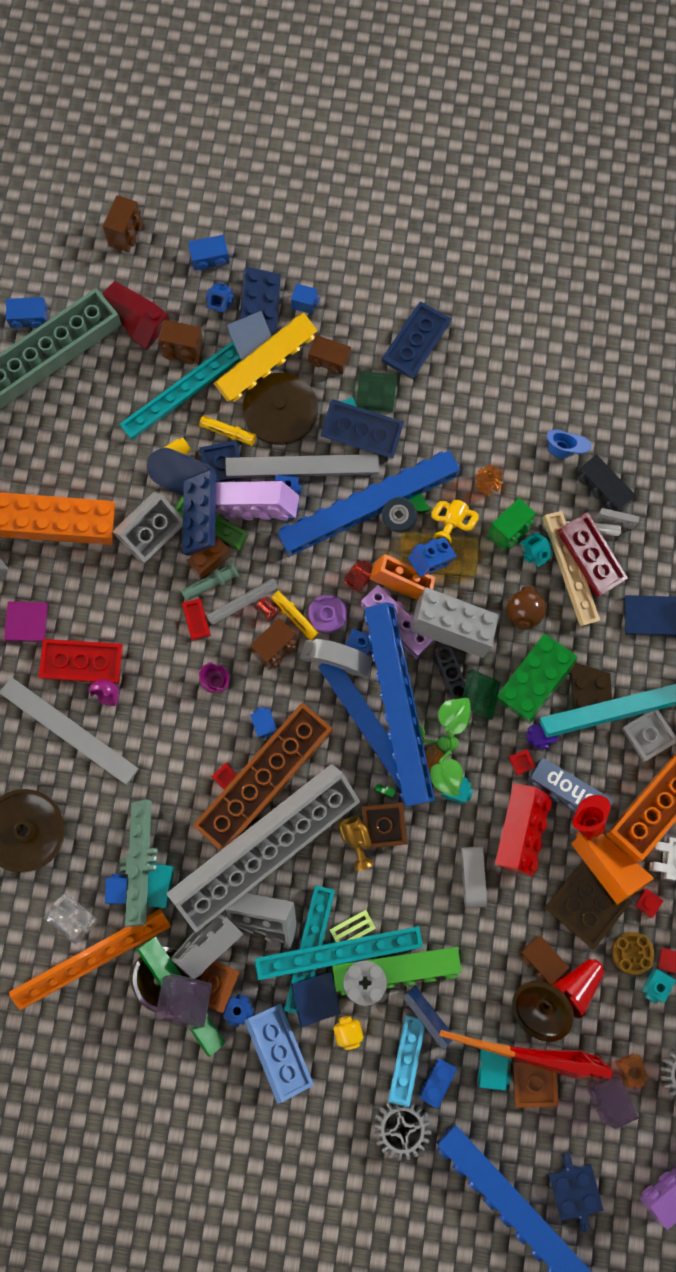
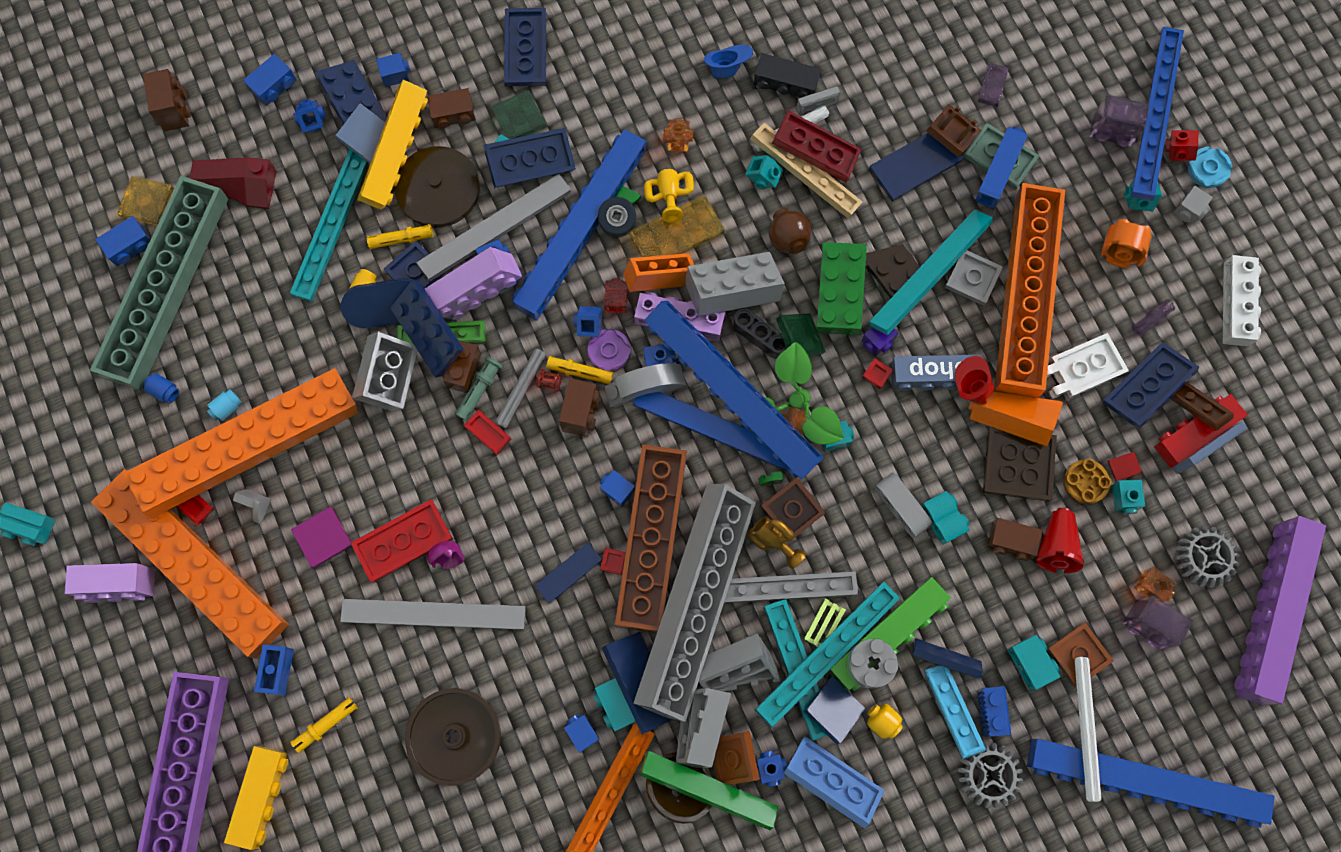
camera: 30 degrees left, 0 degrees up
(19, 479) = (224, 405): none -> medium azure brick
(61, 289) = (145, 200): none -> clear yellow tile
(70, 918) = (555, 789): clear brick -> none
(138, 863) = (586, 694): sand green hinge -> none
(181, 342) = (300, 179): reddish brown brick -> none
(183, 859) = (628, 662): none -> dark blue tile
(183, 1001) = (716, 793): clear purple brick -> none
(186, 764) = (568, 573): none -> dark blue tile
(214, 678) = (542, 475): magenta hair -> none
(325, 582) = (588, 321): none -> blue brick
(345, 884) = (792, 587): none -> light grey plate
(431, 556) = (673, 235): blue brick -> none
(499, 1145) = (1087, 727): none -> white axle
(500, 908) = (945, 517): none -> teal brick
(511, 524) = (727, 163): green brick -> none
(523, 830) = (921, 432): red brick -> none
(536, 1017) = (1048, 593): dark brown dish -> none
(564, 1062) = (1096, 616): red plate -> none
(576, 1192) = (1178, 726): dark blue plate -> none
(648, 903) = (1071, 428): red plate -> none

